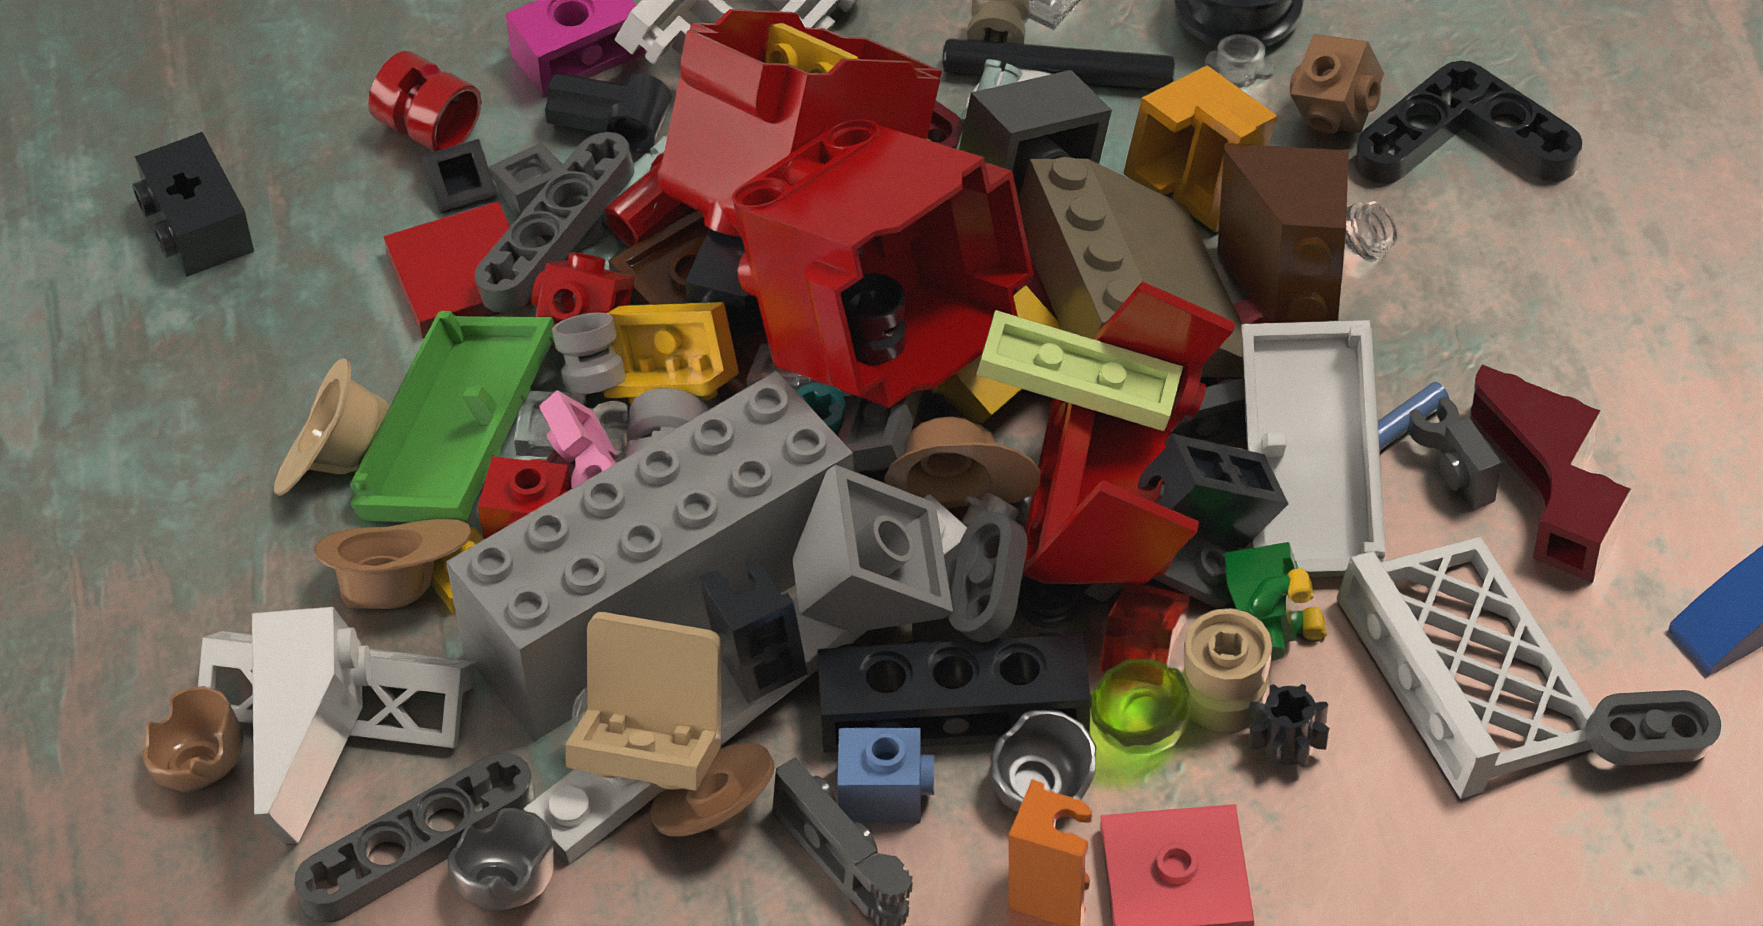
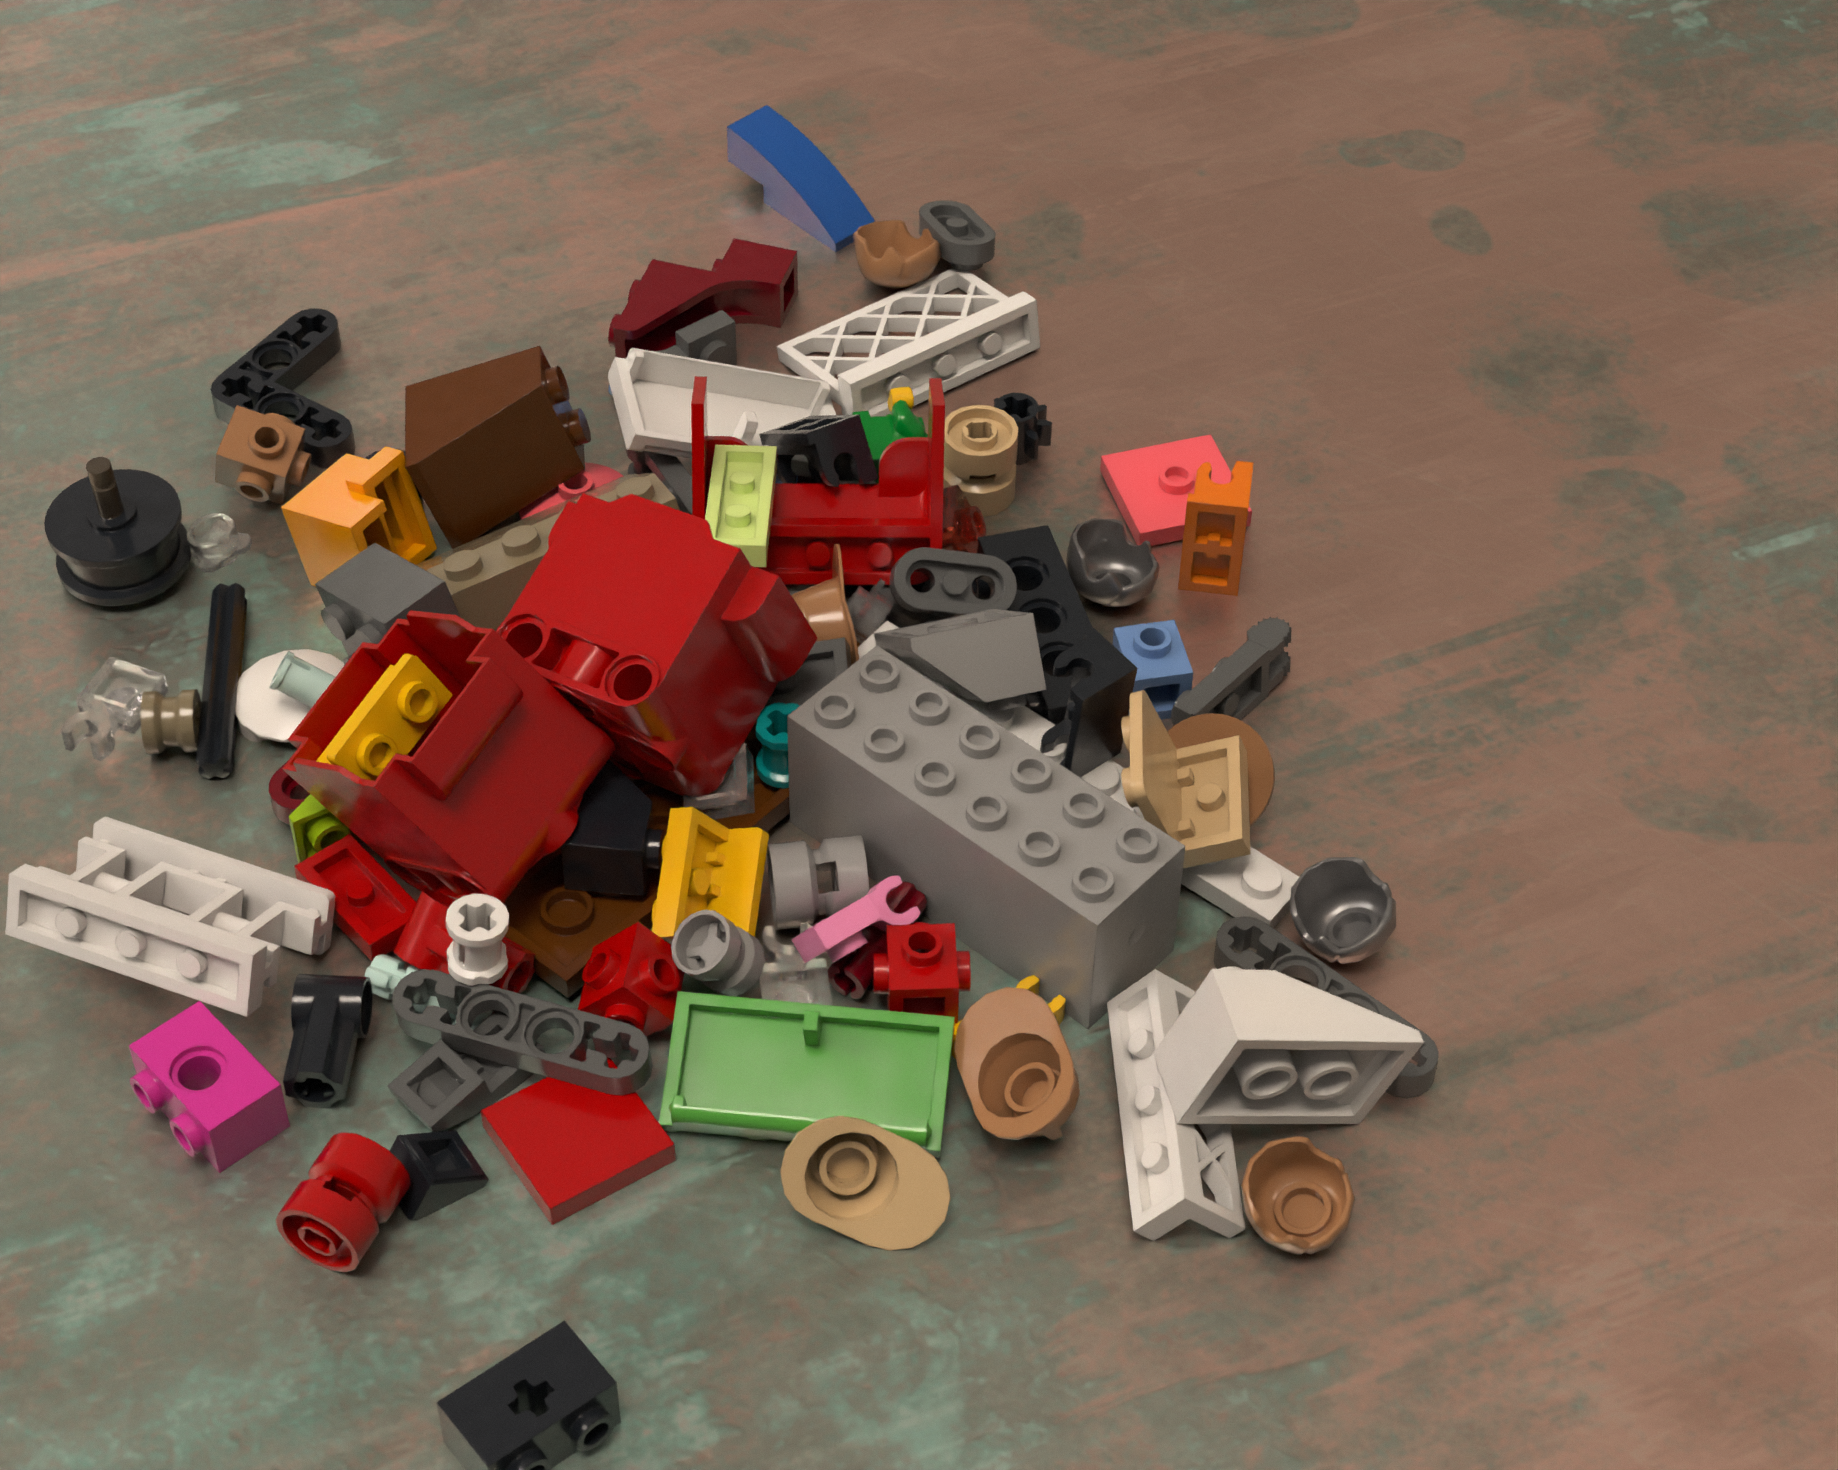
camera: 105 degrees left, 5 degrees down
(628, 156) = (477, 932): none -> white bush
(1141, 706) = (1030, 500): clear neon green hair -> none
(1615, 651) = (893, 256): none -> medium nougat hair

